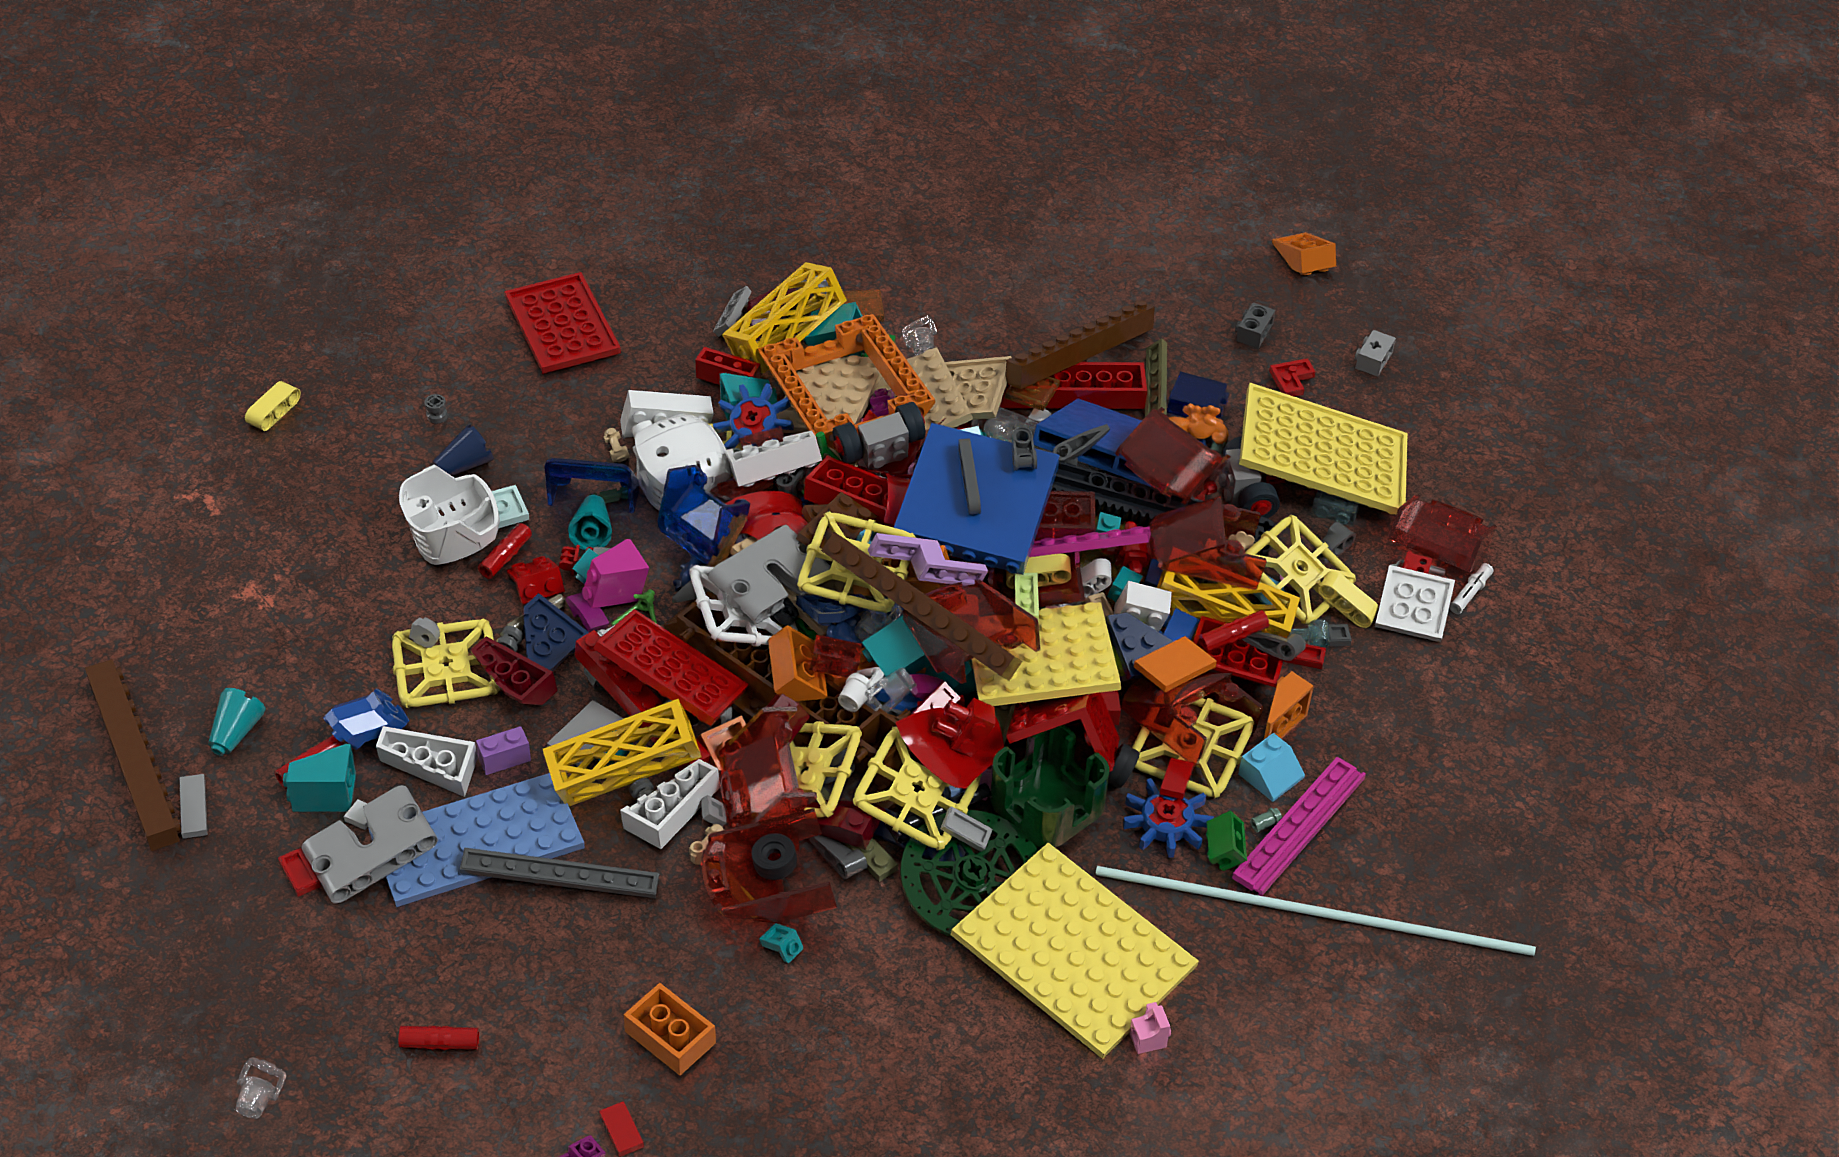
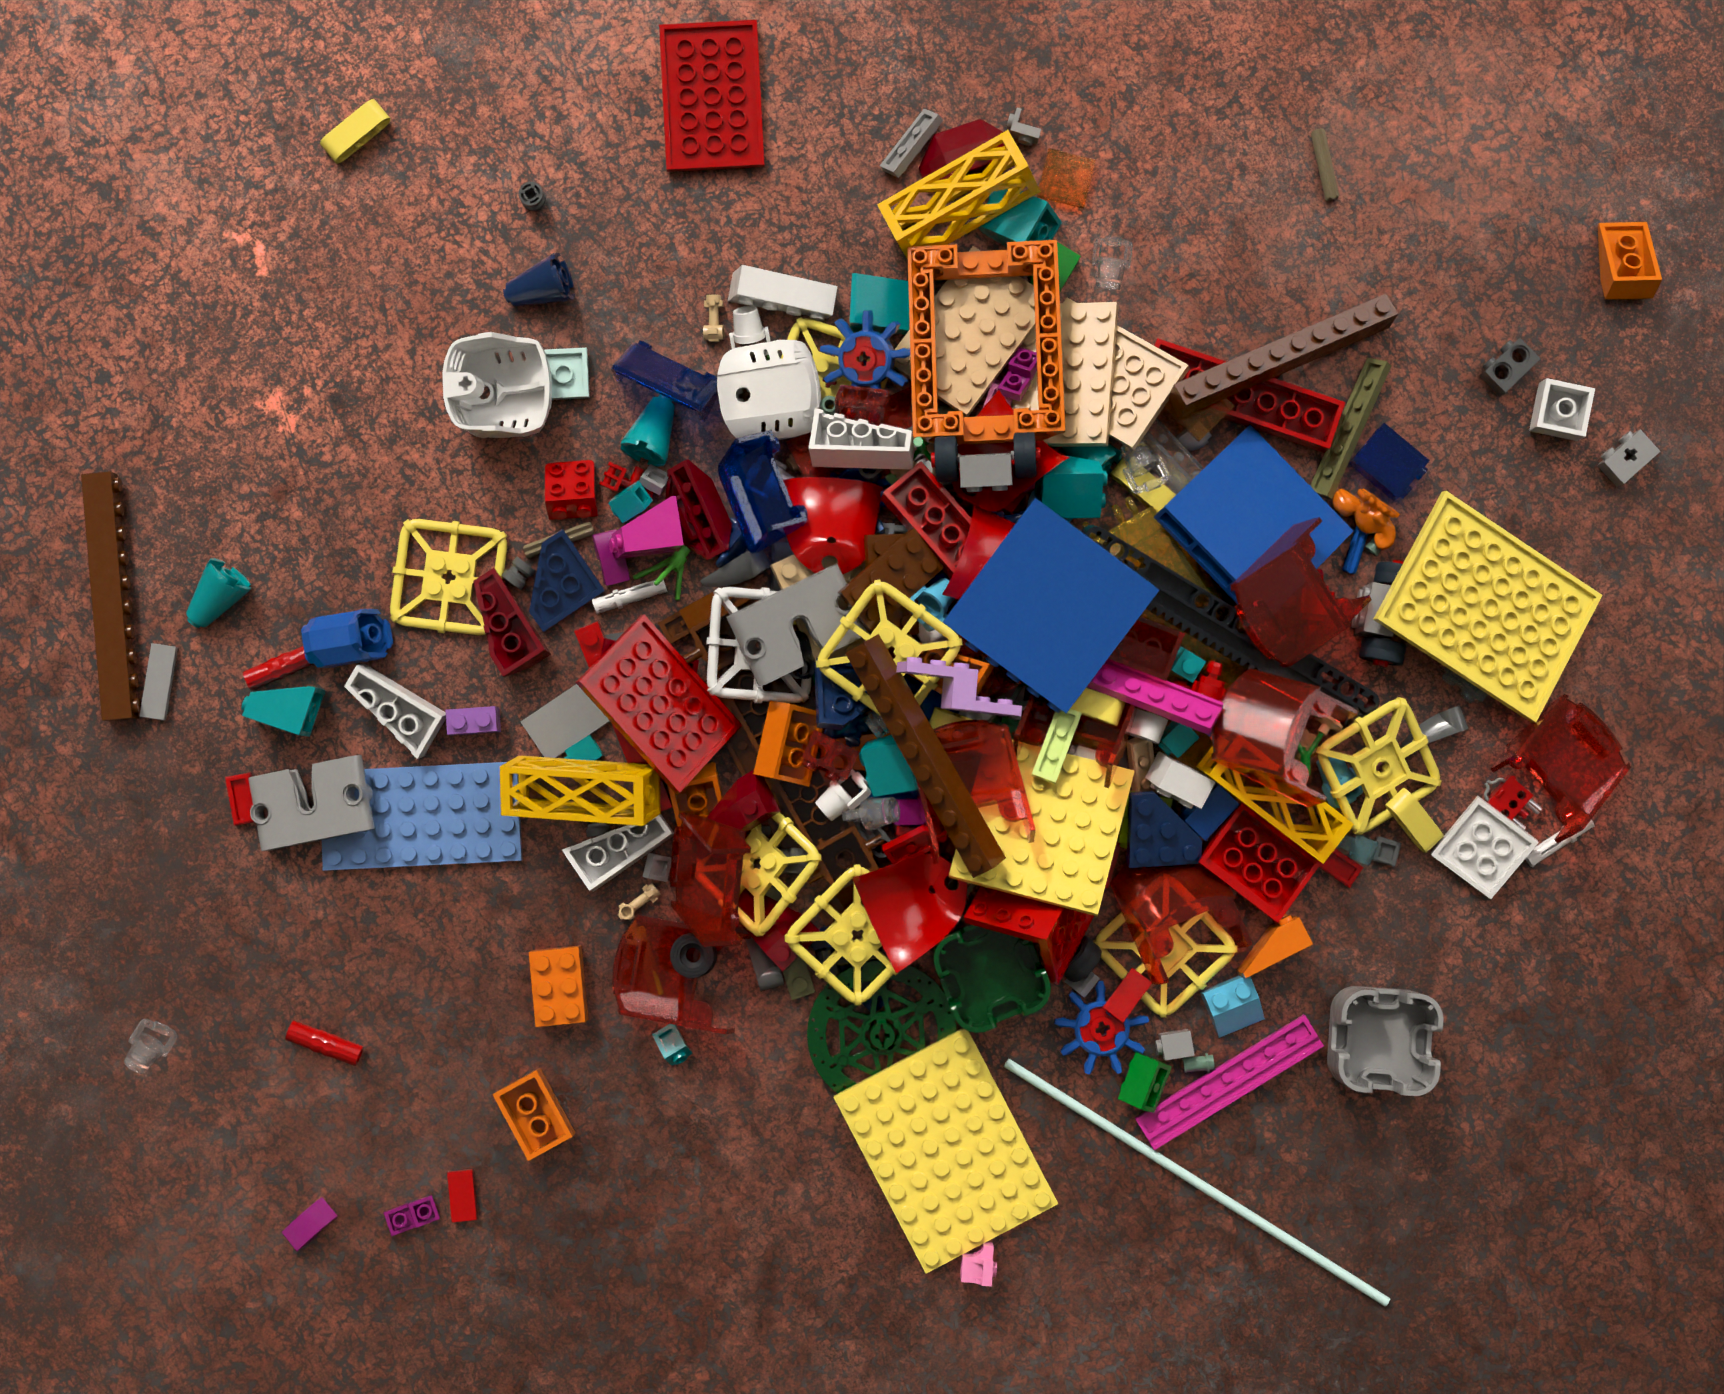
camera: 20 degrees right, 40 degrees up
(356, 815) = (317, 748): white tile -> none
(424, 632) = (434, 539): light grey piece -> none
(505, 550) = (549, 440): red axle -> none
(559, 872) = (485, 892): dark grey tile -> none
(655, 924) = (558, 986): none -> orange brick
(664, 566) = (700, 509): none -> dark red wedge
(712, 363) = (871, 246): red brick -> none
(727, 542) = (770, 554): clear orange plate -> none
(966, 829) = (889, 993): light grey tile -> none
(969, 476) = (1046, 592): dark grey beam -> none
(971, 728) = (928, 894): red brick -> none
(1023, 452) = (1117, 582): dark grey piece -> none
(1054, 255) = (1325, 164): none -> dark tan axle
(1079, 444) = (1196, 559): dark grey piece -> none
(1133, 785) = (1085, 985): none -> light grey plate
(1175, 664) = (1179, 874): orange tile -> none
(1234, 631) = (1261, 851): red axle -> none
(1241, 805) = (1175, 1044): none -> light grey brick
(1277, 645) = (1304, 876): dark grey piece -> none
(1288, 376) = (1508, 457): red plate -> none
(1309, 335) = (1562, 409): none -> white brick
(1412, 746) = (1384, 1040): none -> light grey piece

